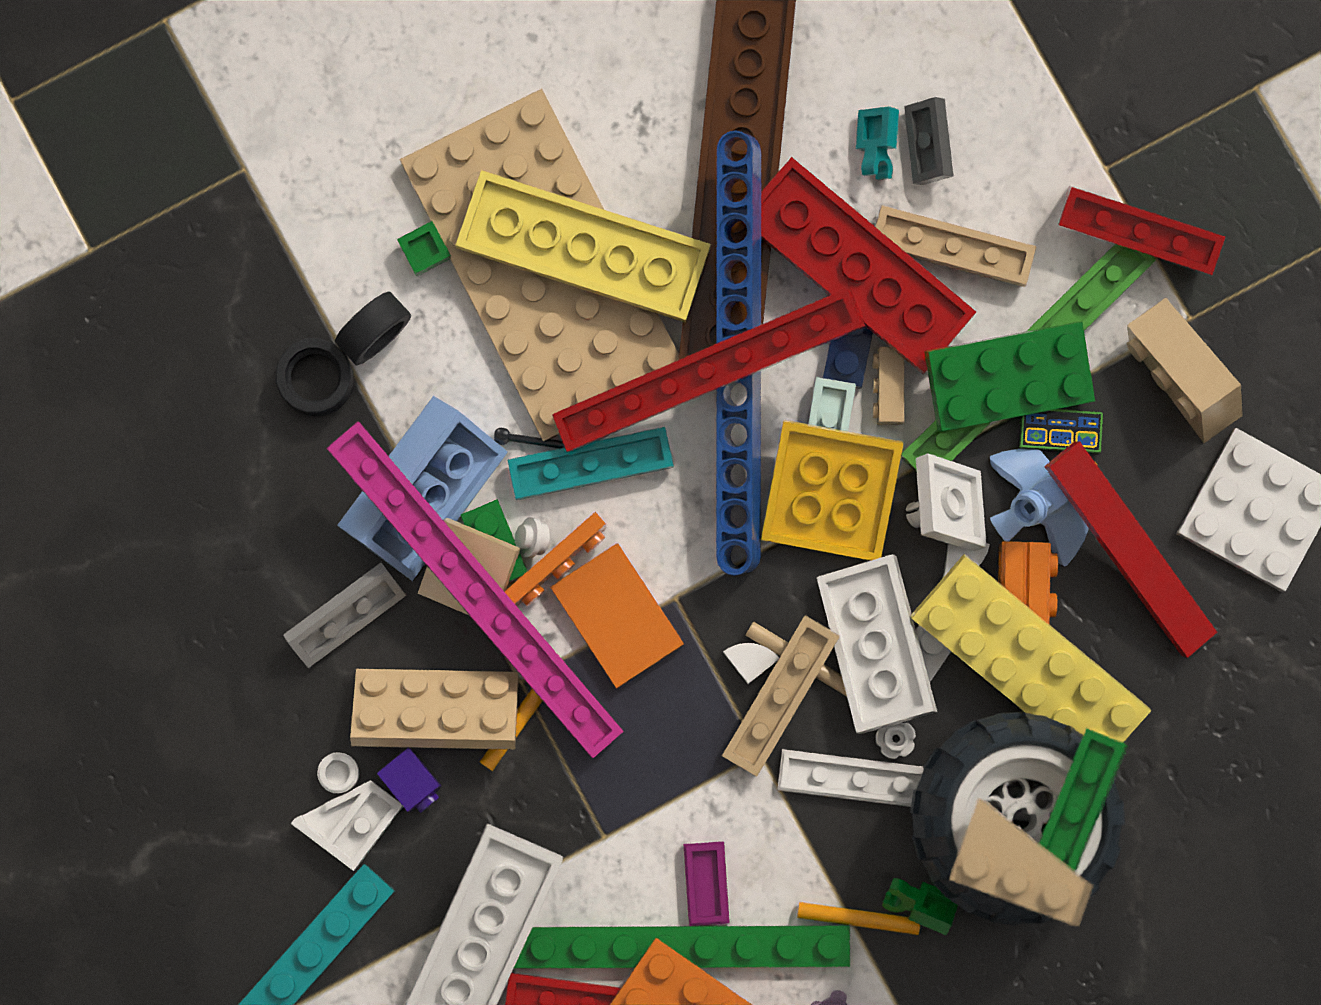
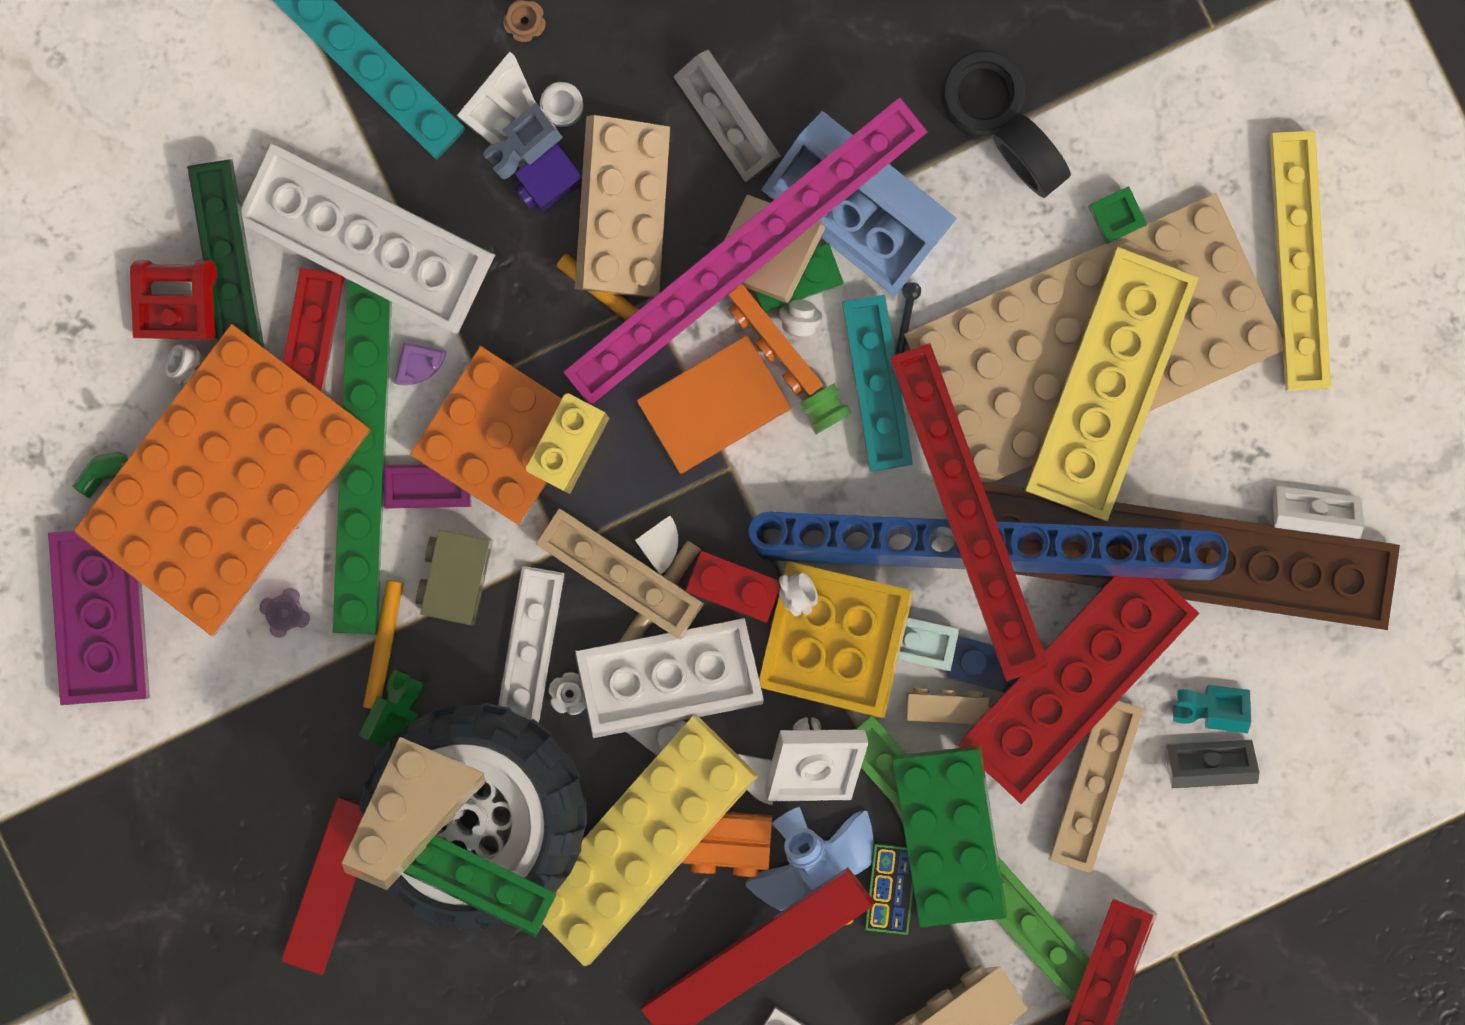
camera: 90 degrees right, 5 degrees up
(251, 804) = (516, 12): none -> medium nougat plate
(374, 799) = (527, 139): none -> sand blue plate
(459, 80) = (1300, 260): none -> light yellow plate
(590, 898) = (418, 364): none -> medium lavender tile
(617, 510) = (825, 409): none -> bright green wheel
(656, 815) = (490, 434): none -> orange plate
(661, 747) = (567, 443): none -> light yellow panel
(691, 54) = (1318, 512): none -> white plate
(787, 587) = (733, 586): none -> red brick
(791, 851) = (454, 577): none -> olive brick
(792, 526) = (798, 593): none -> white plate
(1091, 958) = (325, 894): none -> red tile

